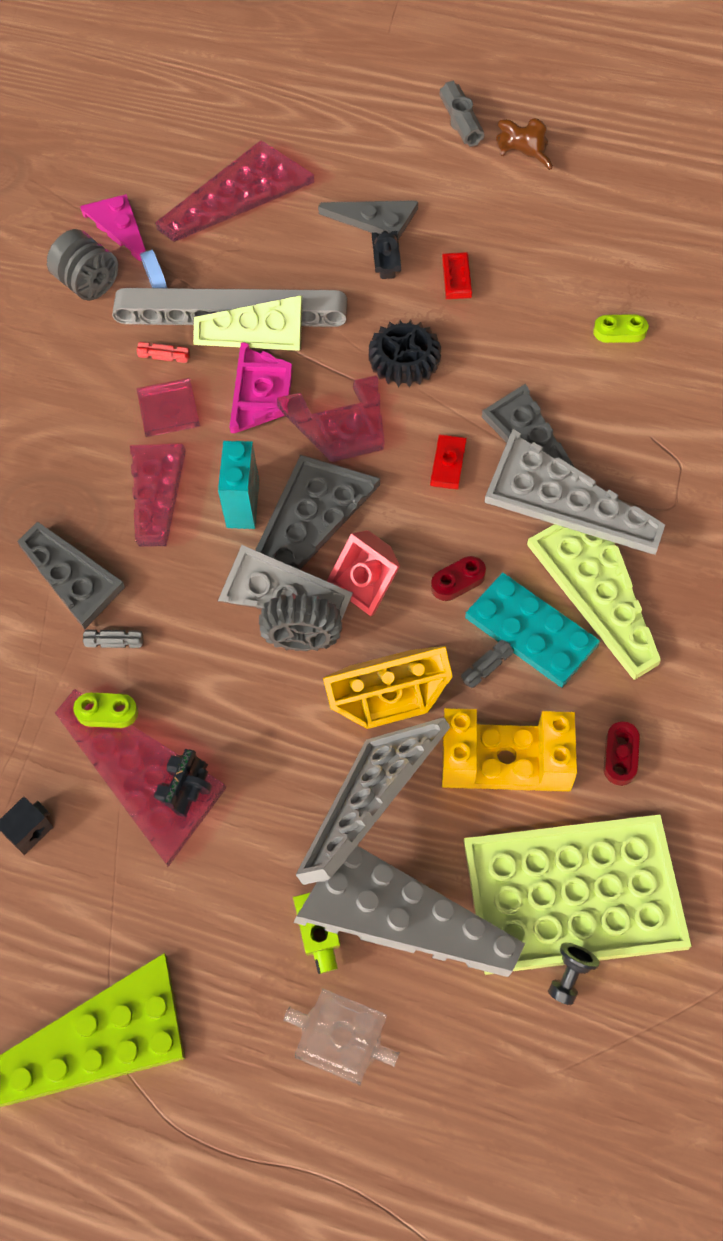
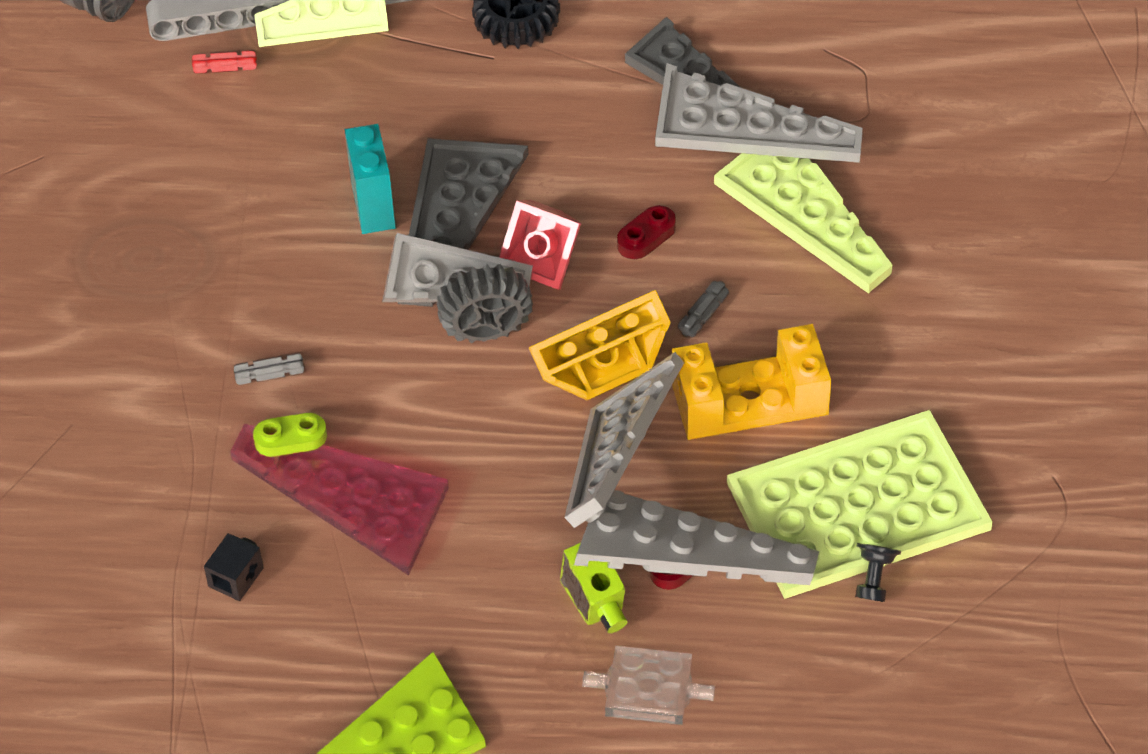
camera: 15 degrees left, 10 degrees down
(71, 574) = (195, 312): dark grey wing -> none
(155, 490) = (266, 206): clear pink wing -> none
(168, 407) = (250, 120): clear pink tile -> none
(187, 782) = (410, 481): black hips -> none
(257, 387) = (356, 79): dark pink wing -> none
(343, 430) = (466, 105): clear pink wing -> none
(448, 462) = (600, 116): red plate -> none
(533, 629) = (746, 264): teal plate -> none
(621, 755) = (874, 366): dark red plate -> none

